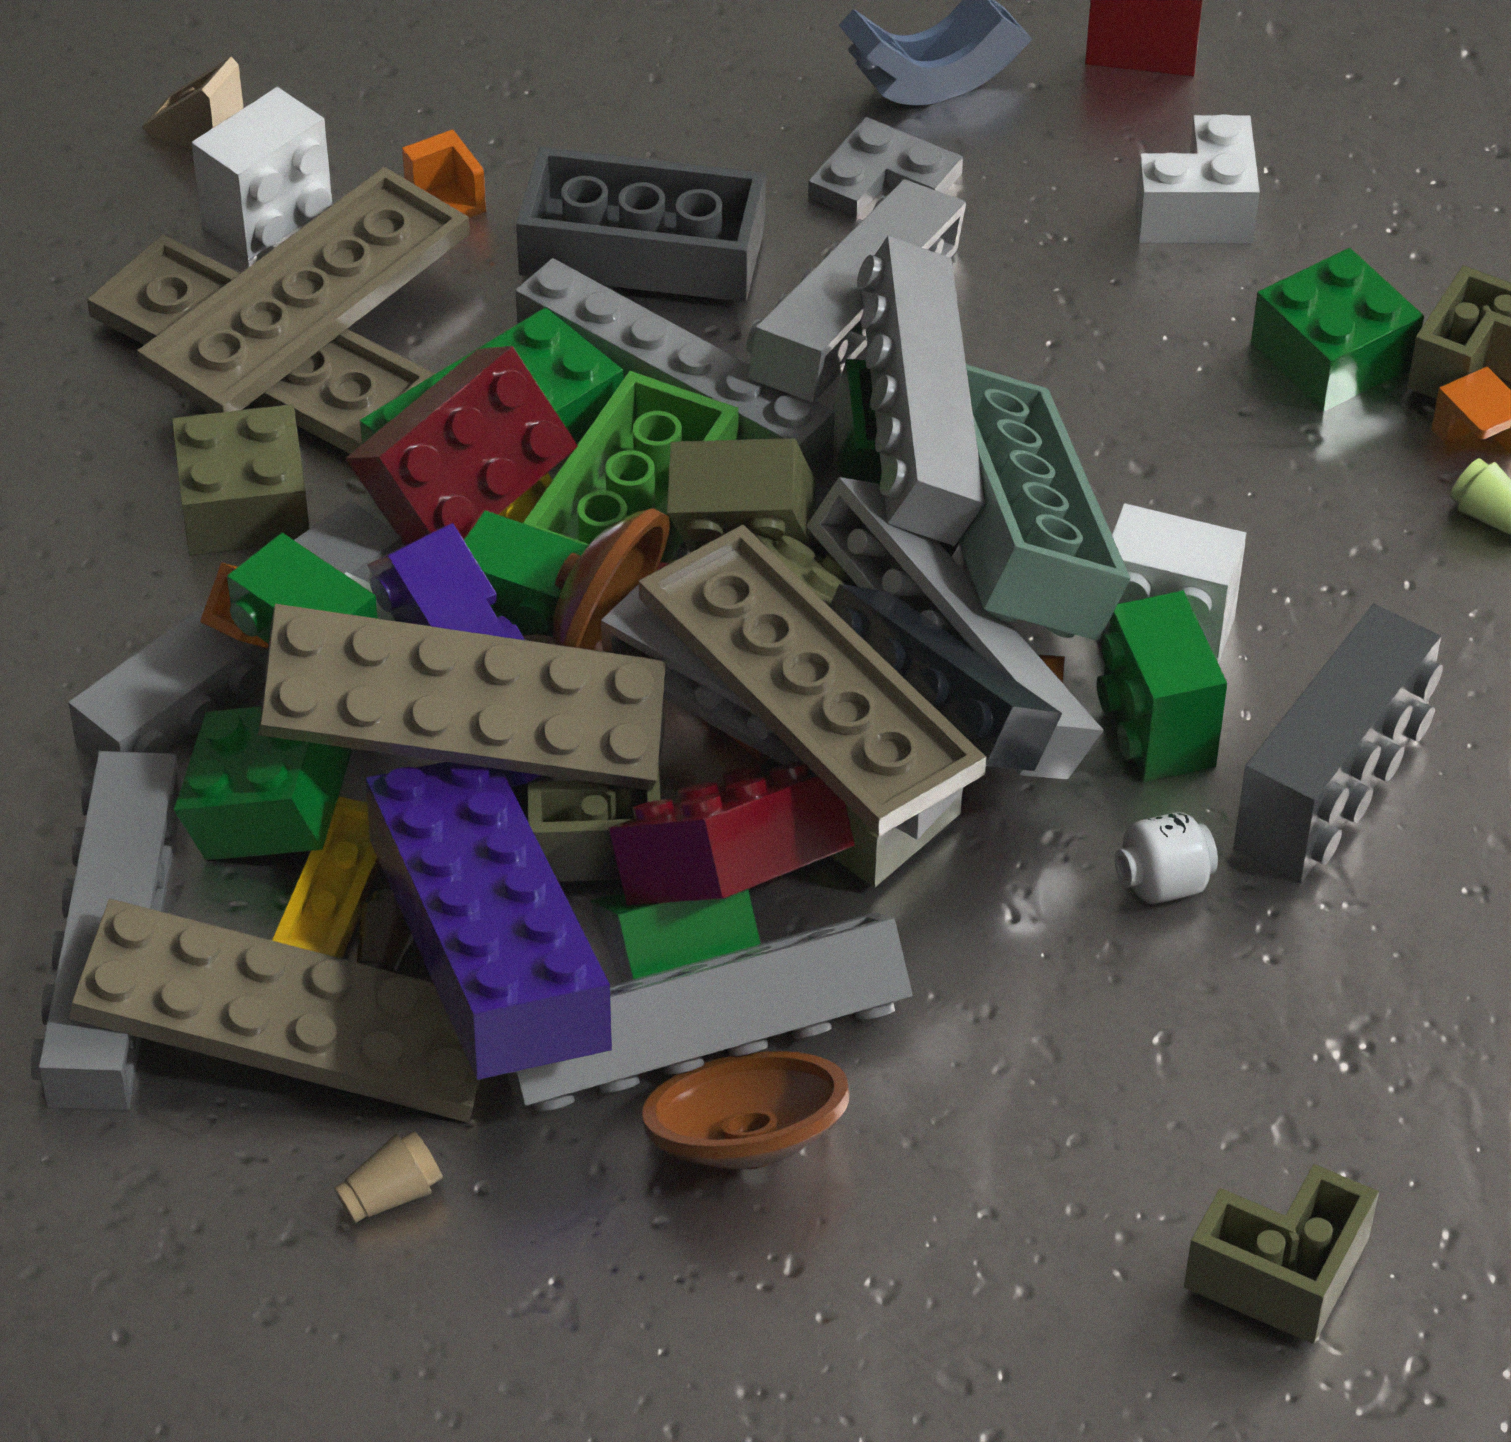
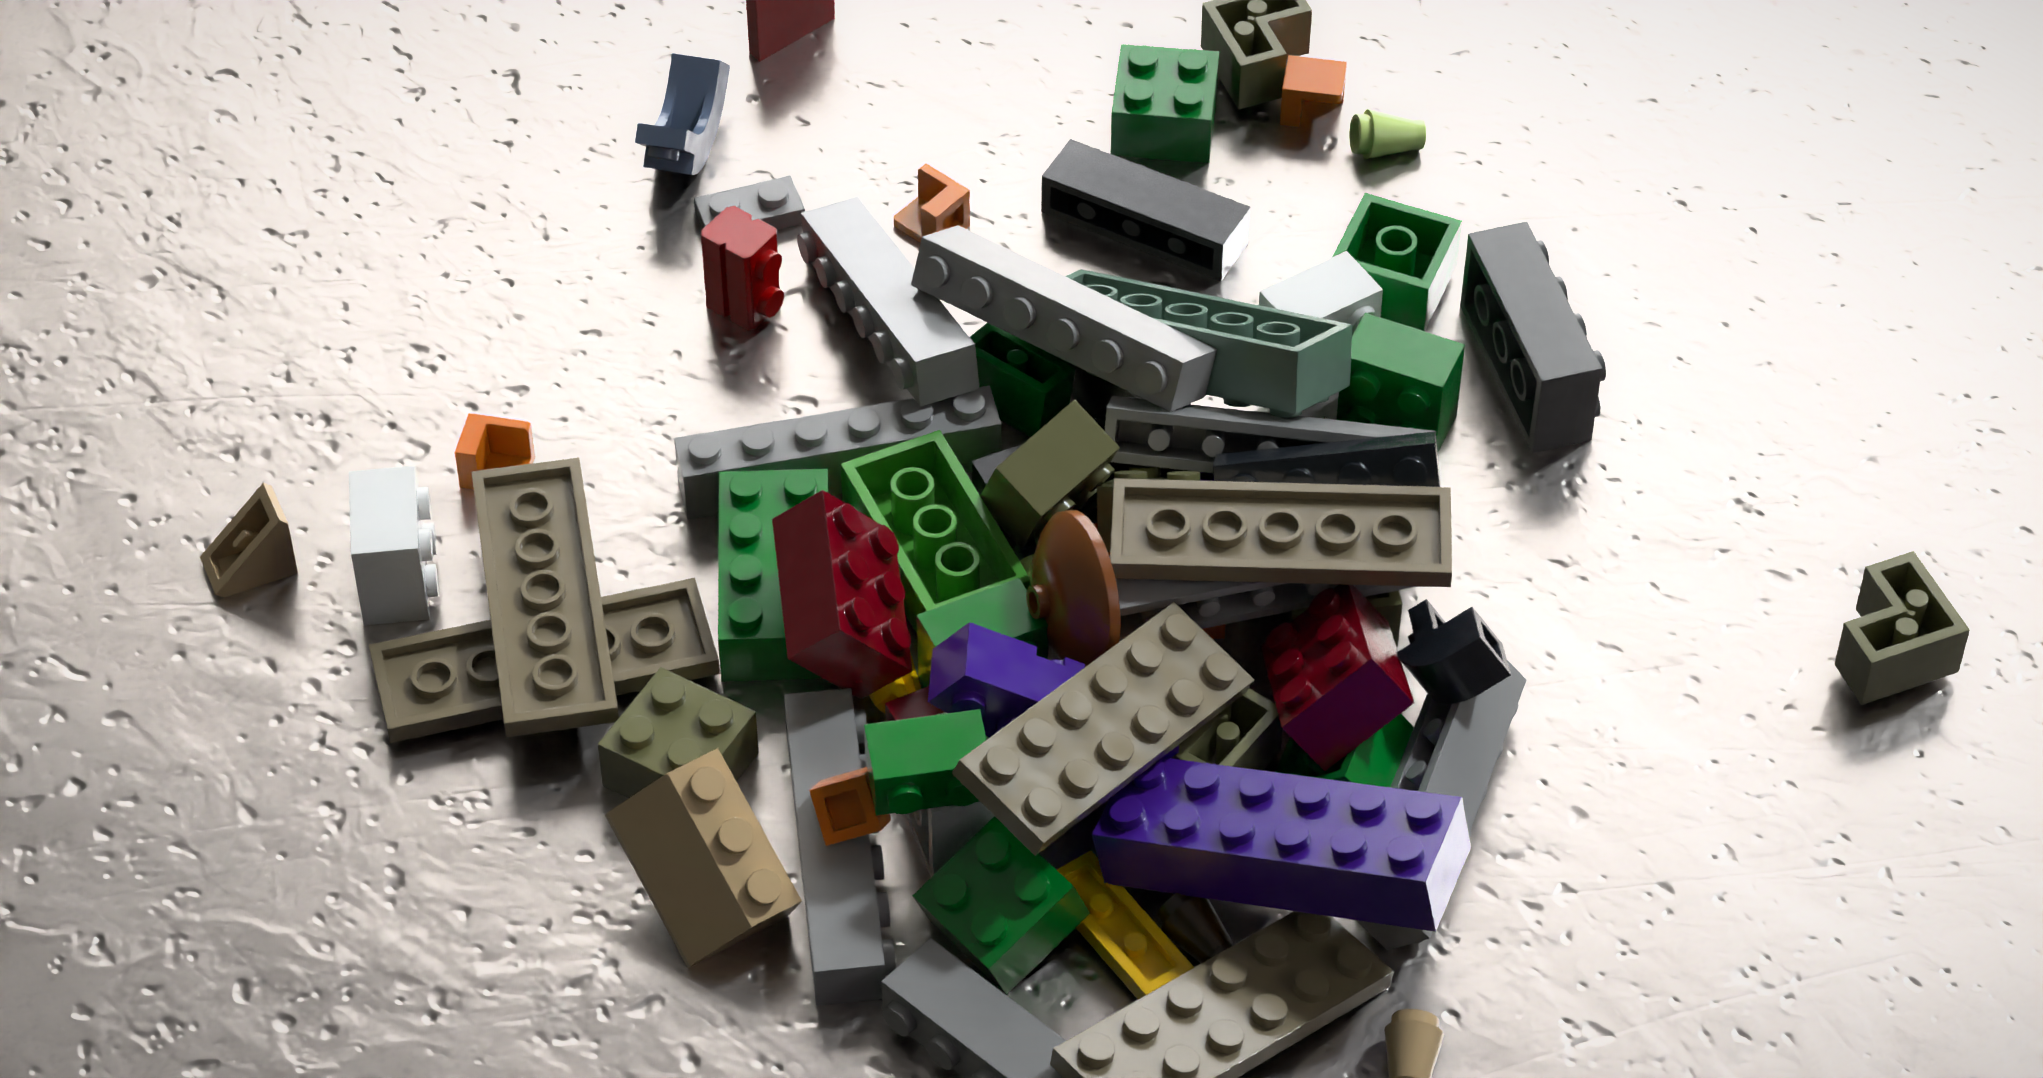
camera: 50 degrees left, 0 degrees up
(123, 557) = (703, 858): none -> tan slope
(643, 222) = (677, 374): dark grey brick -> none
(746, 1108) = (1547, 819): dark orange dish -> none
(797, 182) = (741, 268): none -> red brick
(835, 898) = (1454, 656): none -> black brick
(1029, 273) = (939, 205): none -> orange panel
(1166, 858) = (1530, 483): white head -> none
(1196, 397) = (1145, 209): none -> brick
(1204, 192) = (964, 76): white brick -> none
(1314, 588) = (1405, 253): none -> green brick

